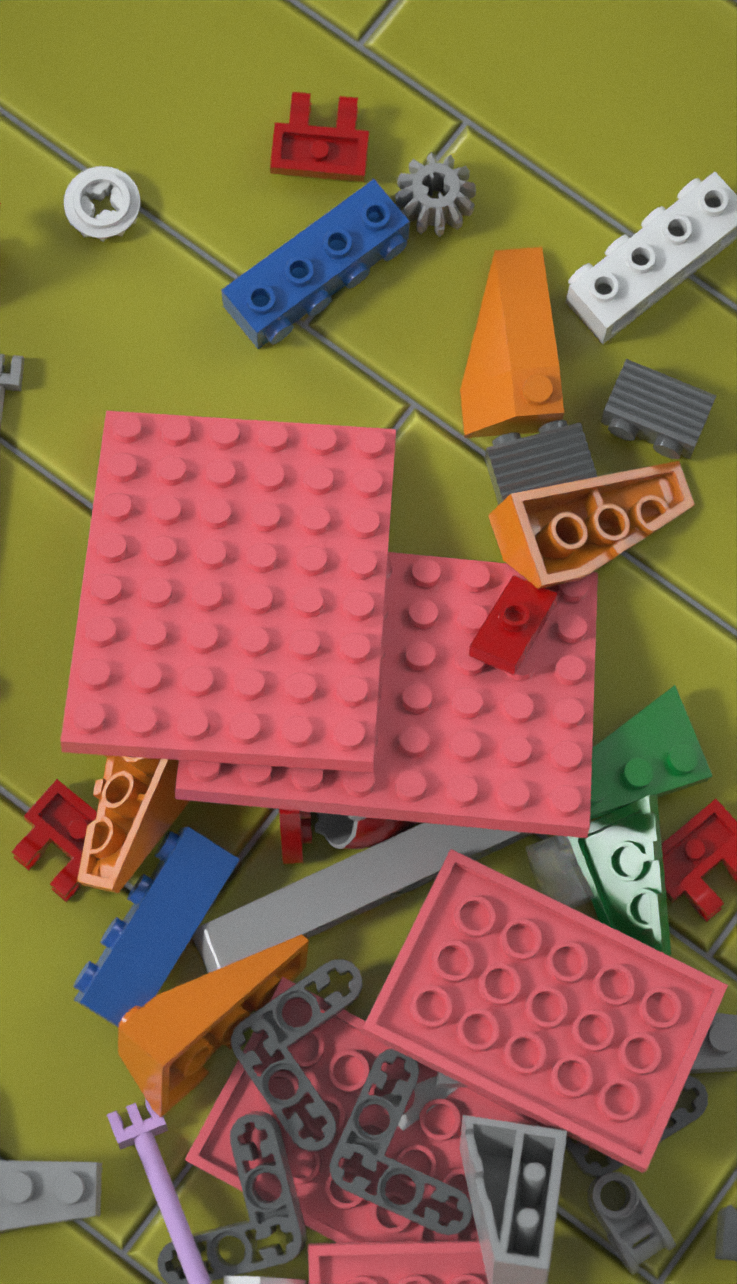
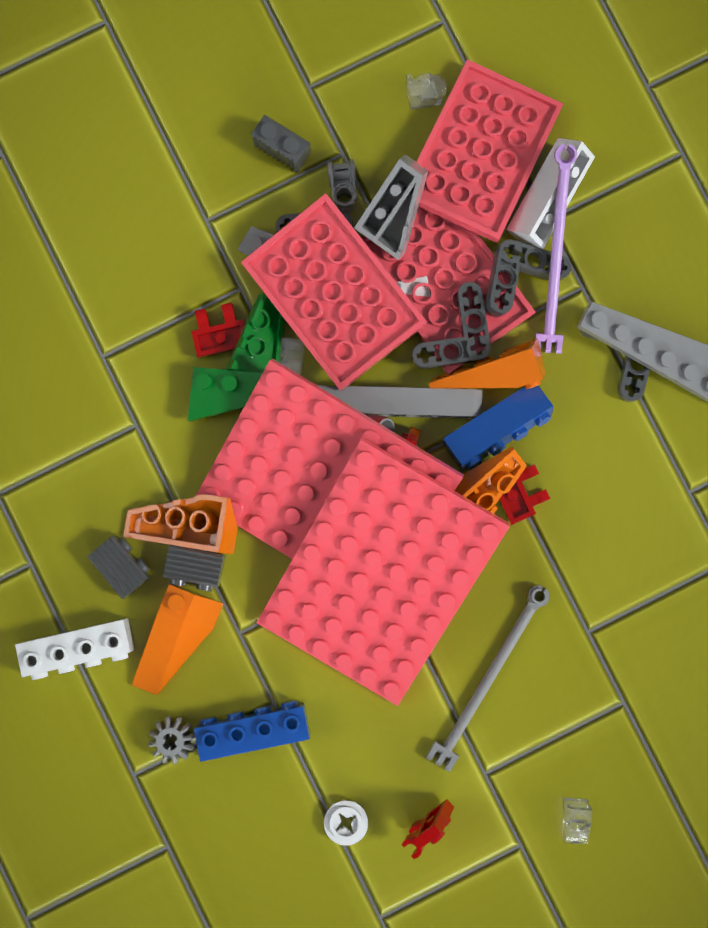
camera: 155 degrees left, 10 degrees up
(320, 150) = (218, 794): red plate -> none
(375, 1146) = (446, 270): dark grey beam -> none
(513, 625) = (252, 485): red plate -> none

